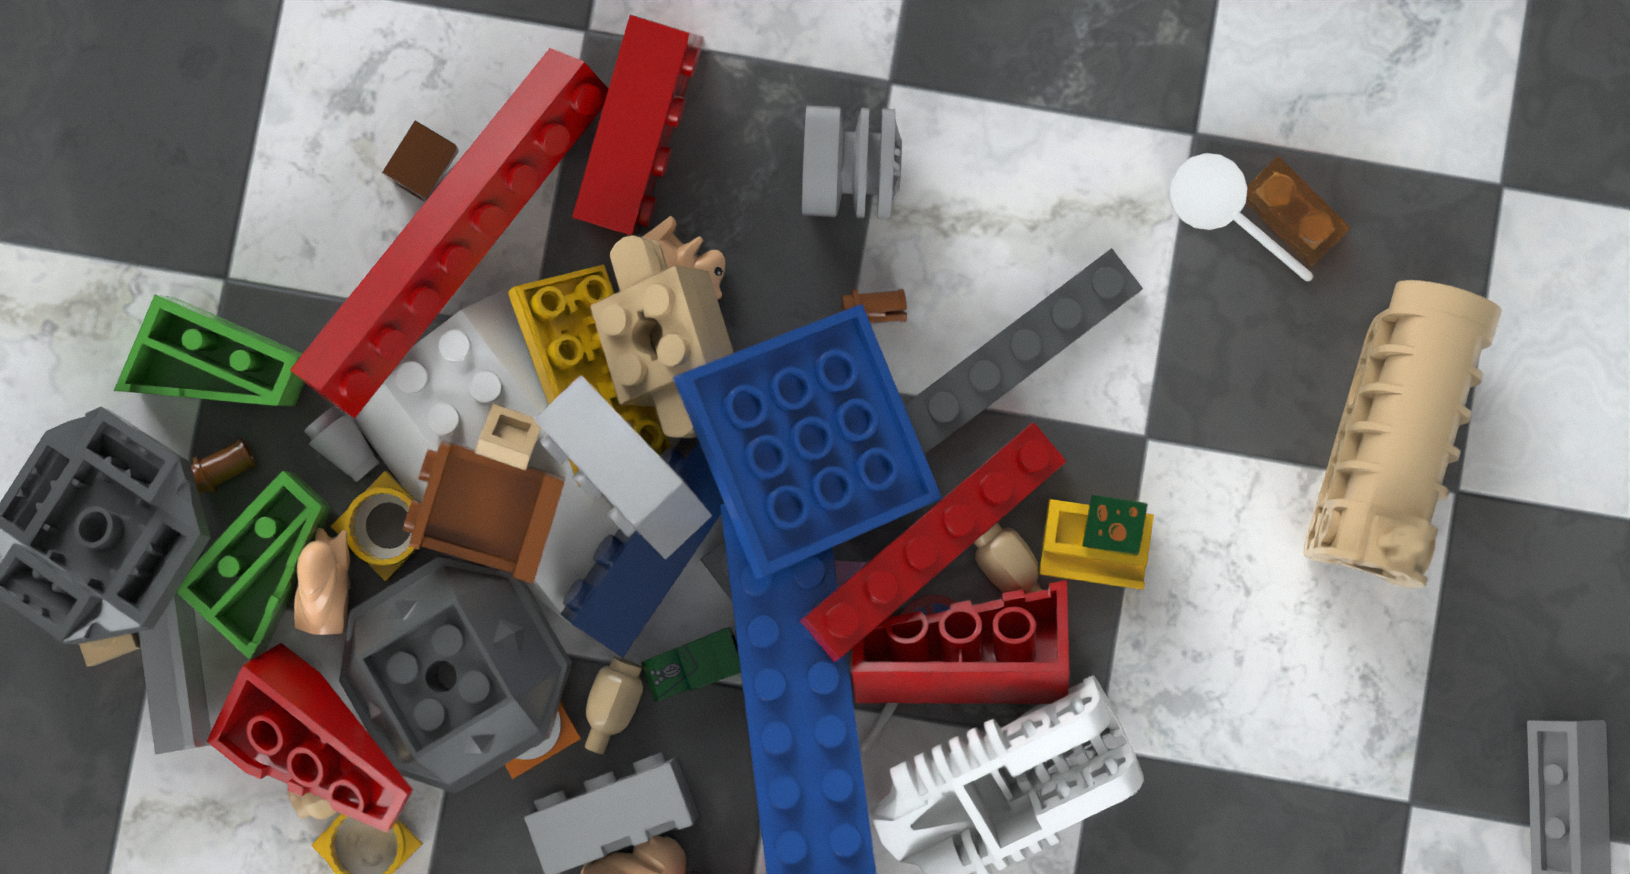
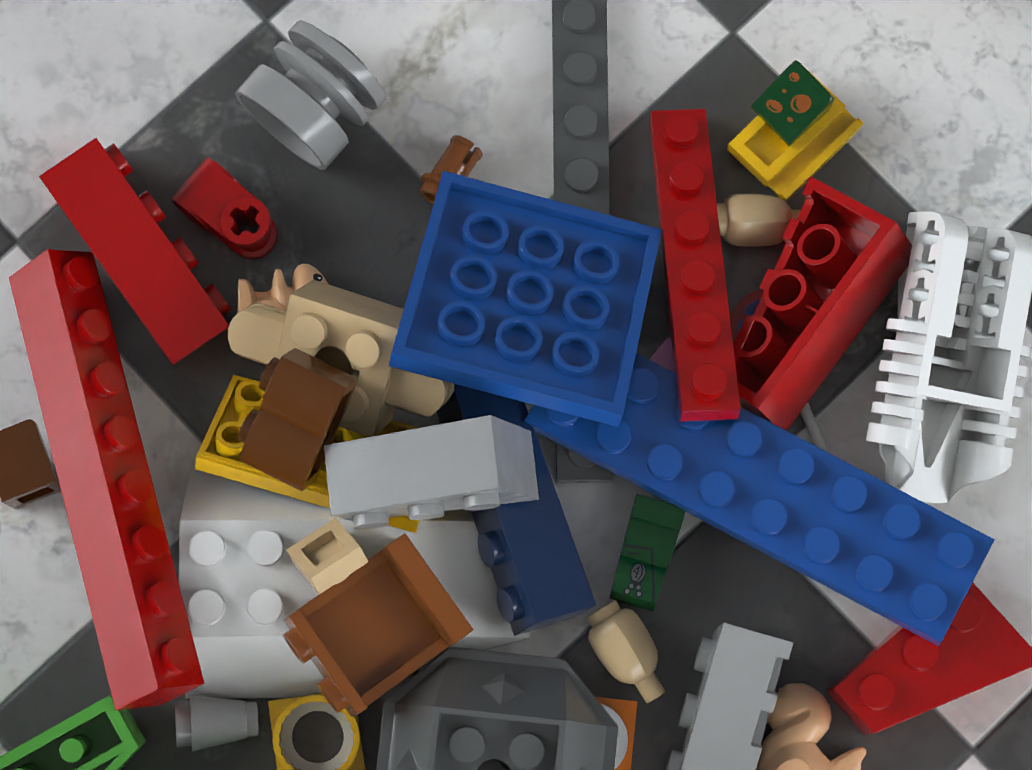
camera: 55 degrees left, 5 degrees down
(588, 338) = (296, 417): none -> reddish brown brick
(720, 159) = (222, 206): none -> red piece

